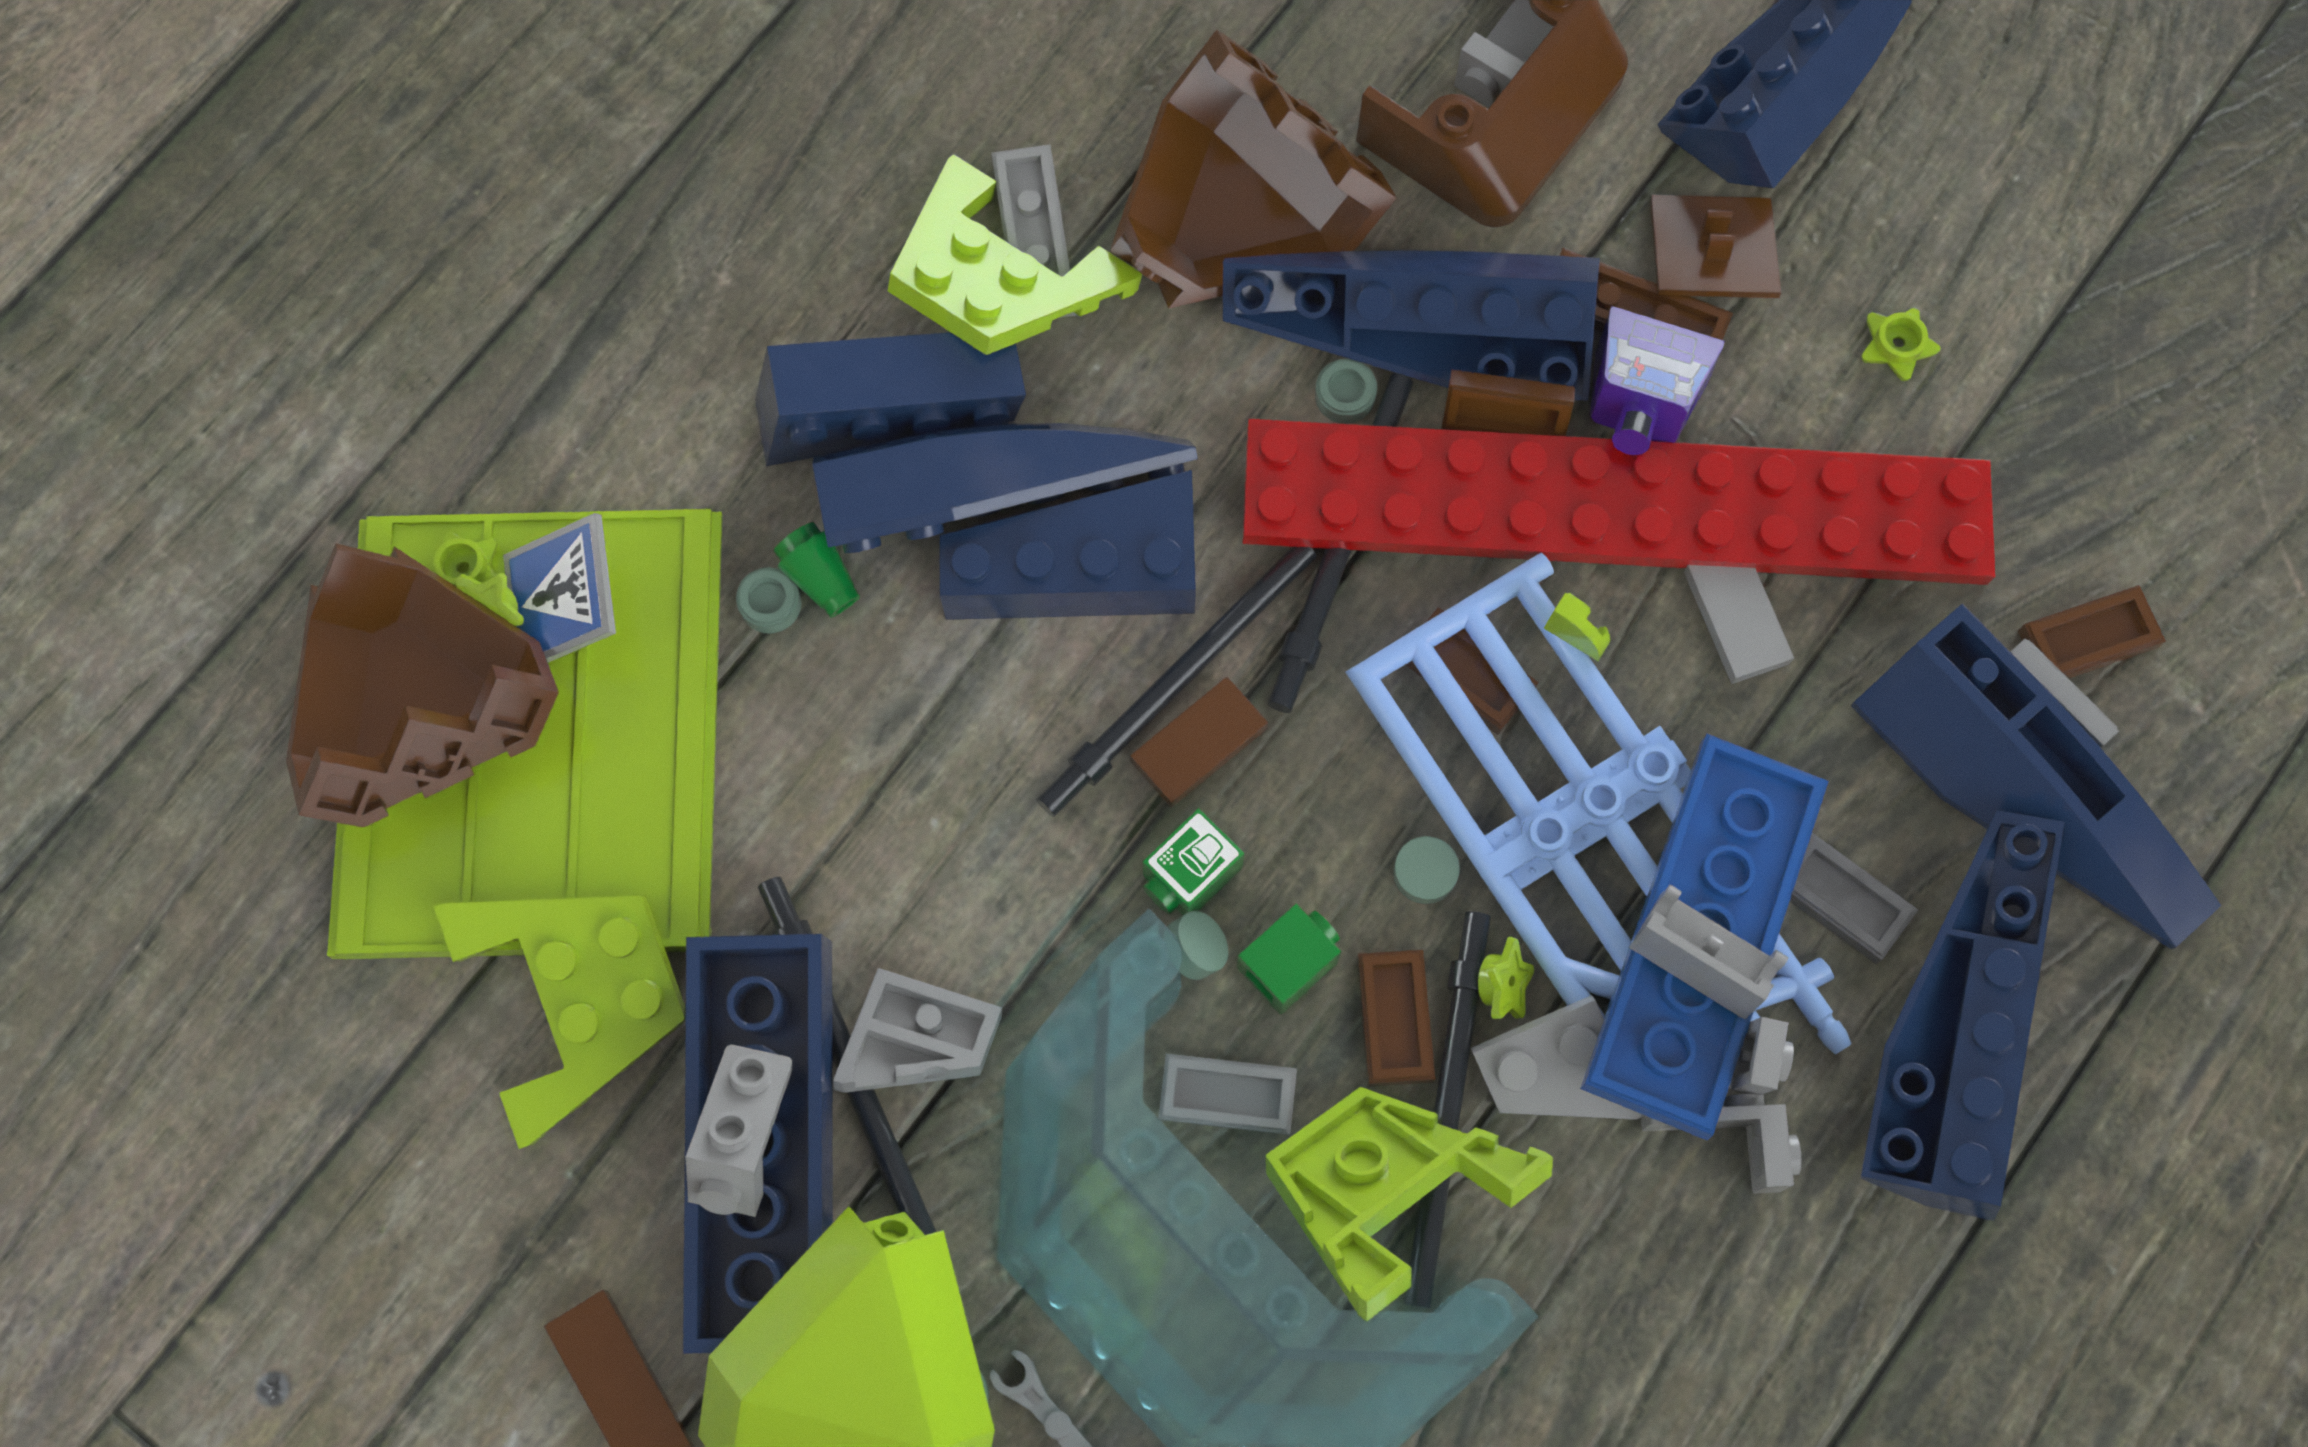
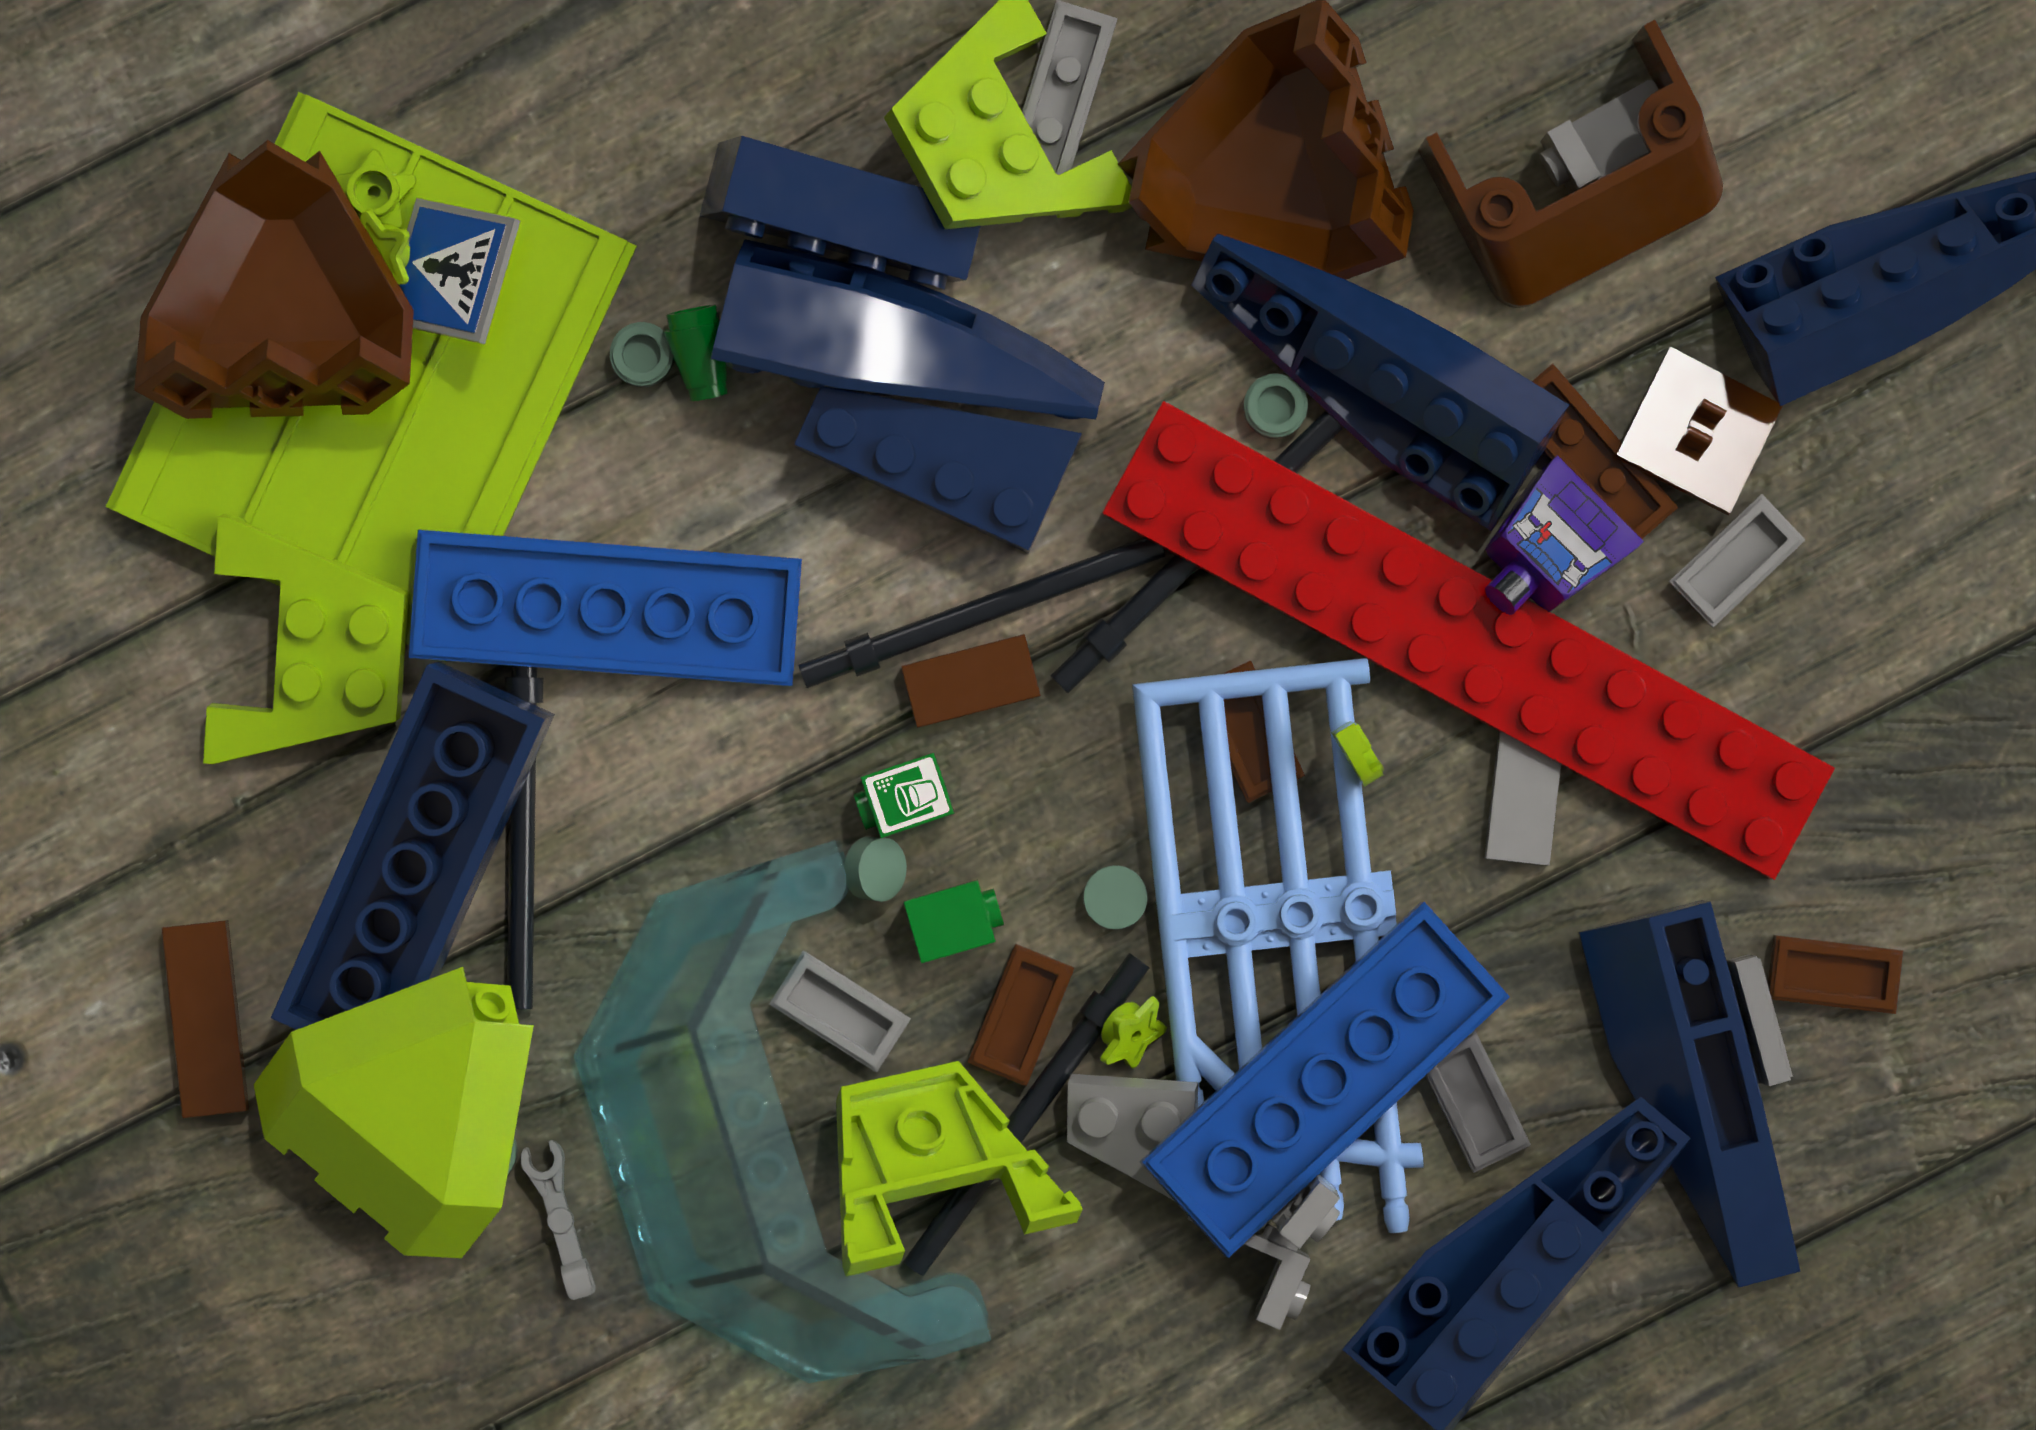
camera: 25 degrees right, 15 degrees up
(734, 1129) = (397, 857): light grey bracket -> none
(834, 829) = (604, 608): none -> blue tile
(915, 1036) = (591, 830): light grey wing -> none
(1506, 405) = (1412, 502): reddish brown tile -> none
(1706, 955) = (1307, 1102): light grey hinge -> none
(1806, 333) = (1737, 560): none -> light grey tile
(1901, 326) = (1837, 597): lime plate -> none

